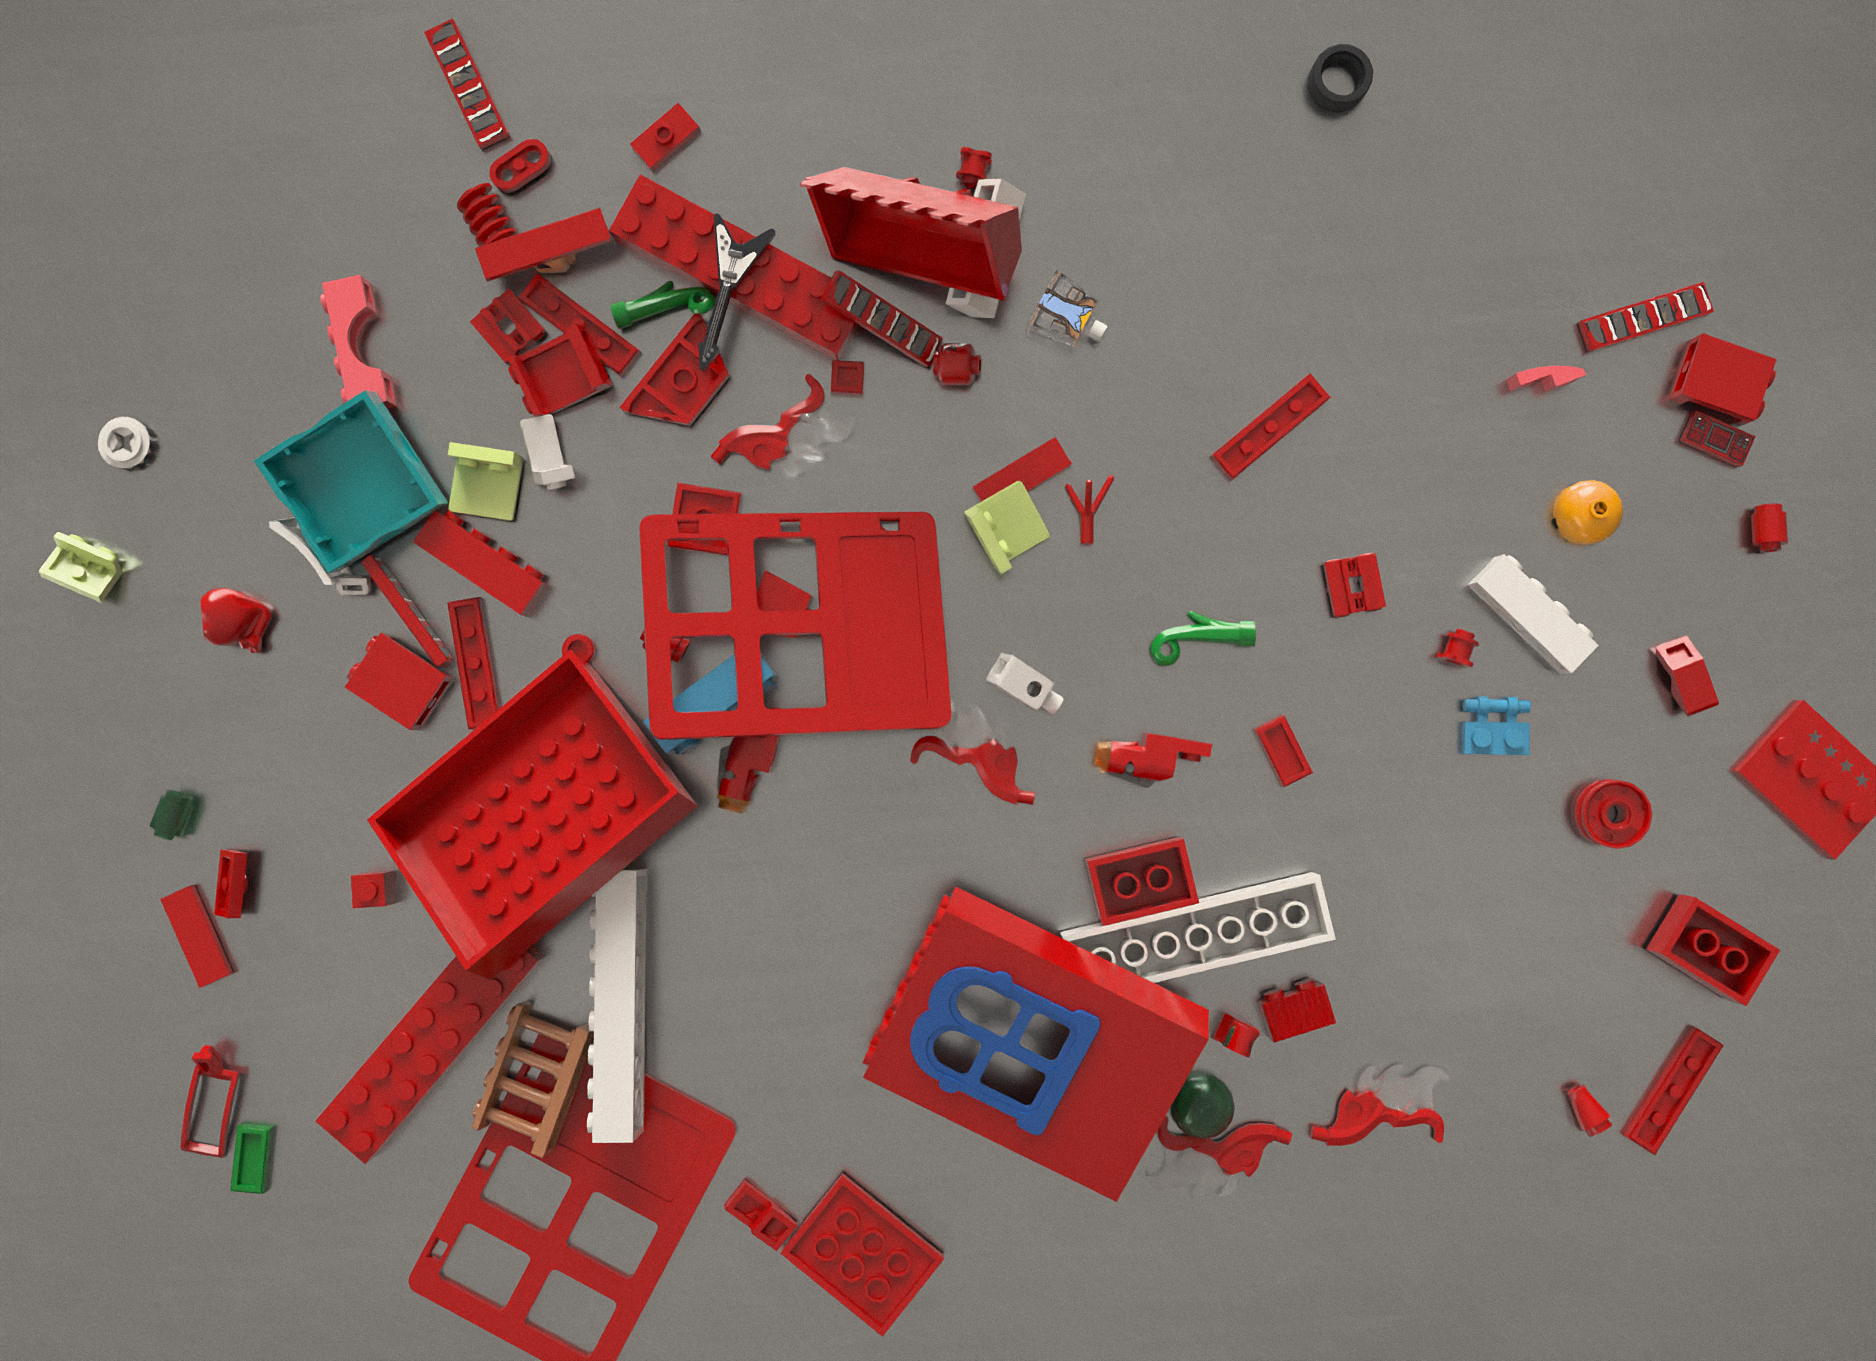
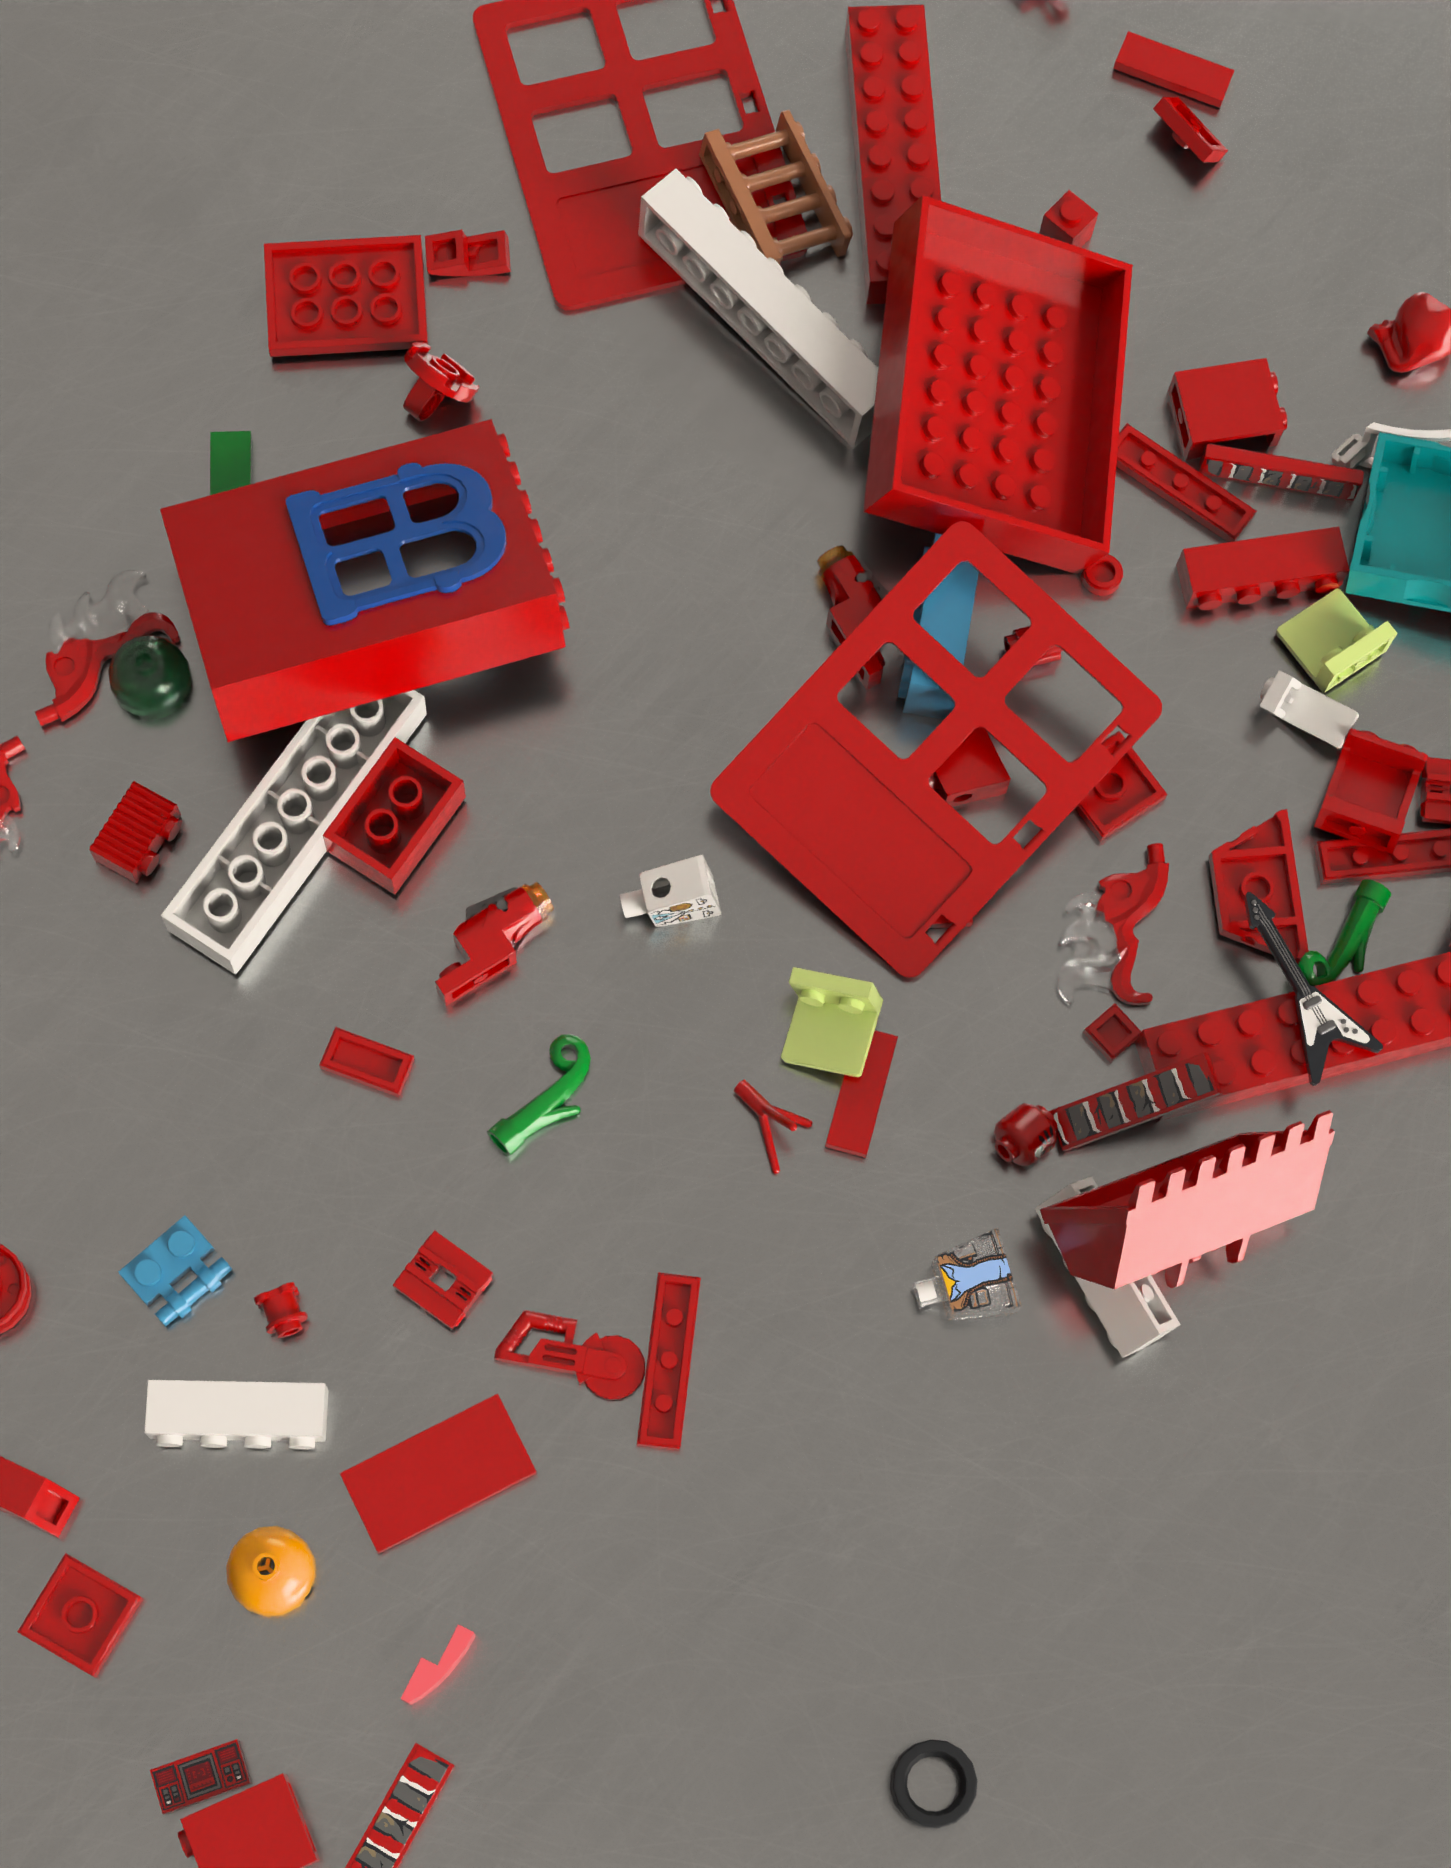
camera: 130 degrees right, 15 degrees down
(172, 814) = (1296, 141): clear green brick -> none
(860, 1142) = (436, 379): none -> red tile
(973, 166) = (1196, 1338): red brick -> none
(975, 742) = (669, 810): red piece -> none
(1035, 1199) = (230, 460): none -> green tile
(1235, 1034) = (175, 758): red leg -> none
(1305, 455) = (608, 1365): none -> red piece
(1451, 482) = (438, 1473): none -> red tile
(1707, 583) = (80, 1615): none -> red tile
(1769, 527) = (65, 1728): red brick -> none

